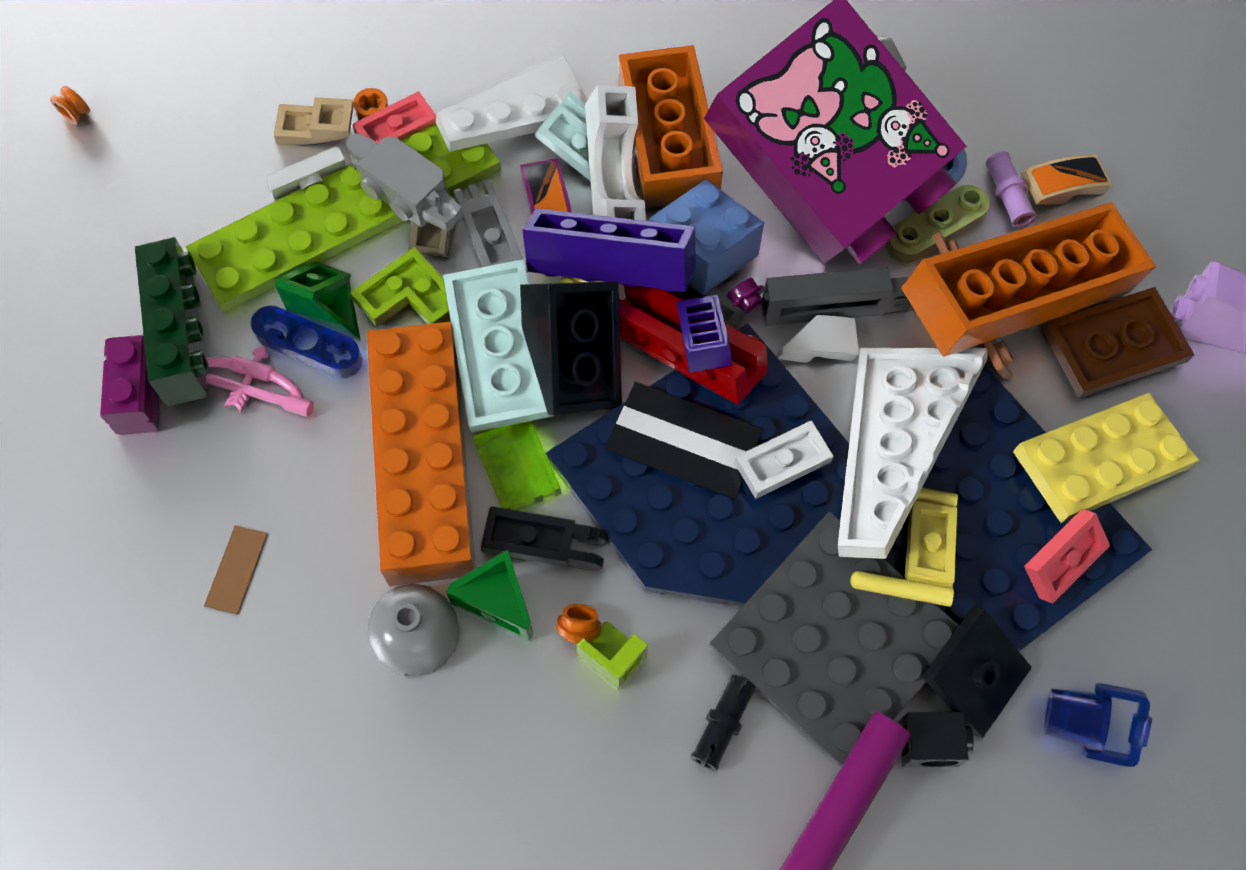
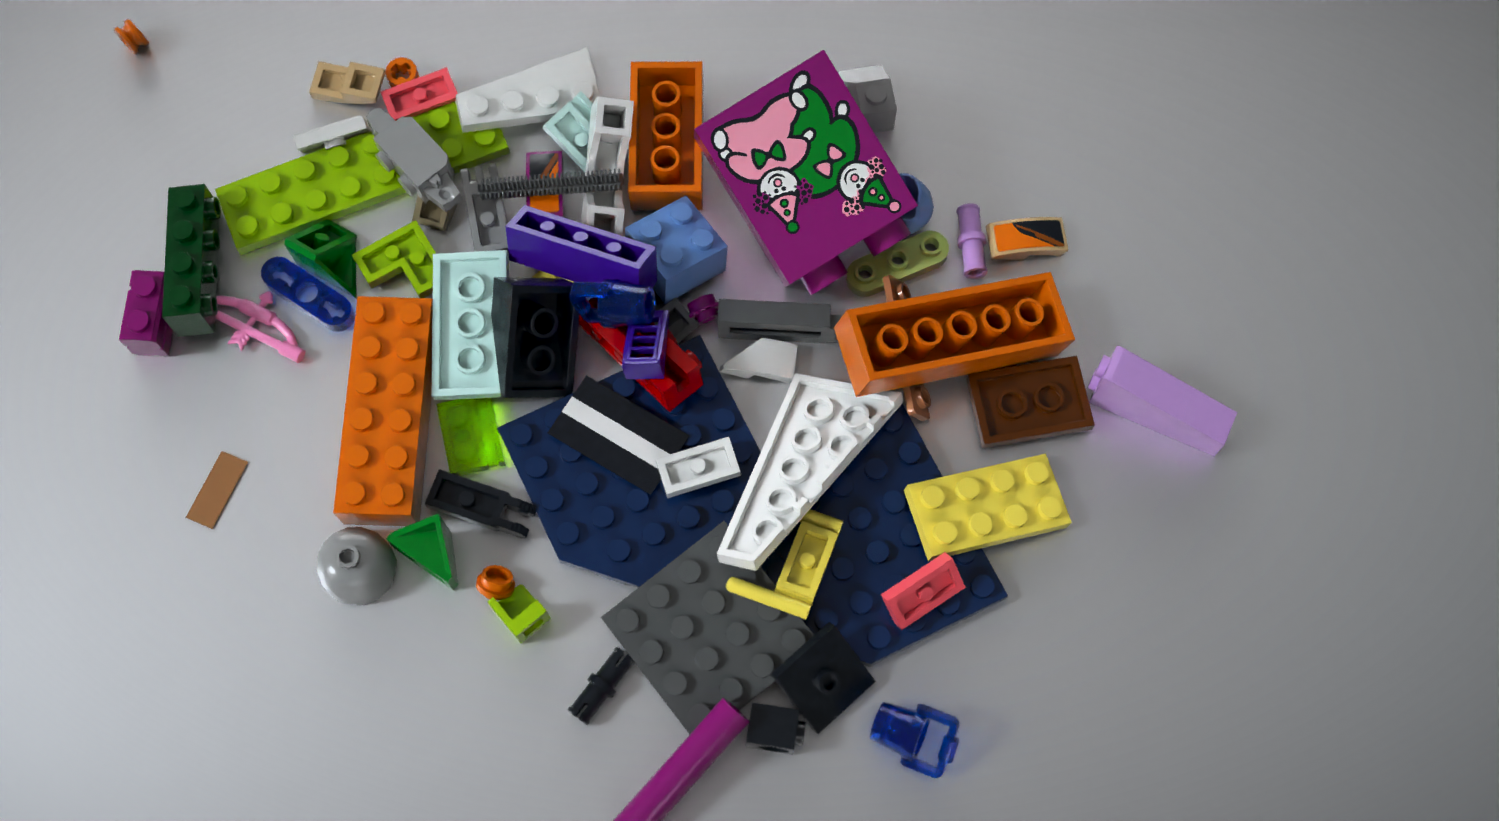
camera: 10 degrees right, 5 degrees up
(557, 188) = (551, 185): none -> dark grey axle
(669, 292) = (617, 303): none -> clear blue piece

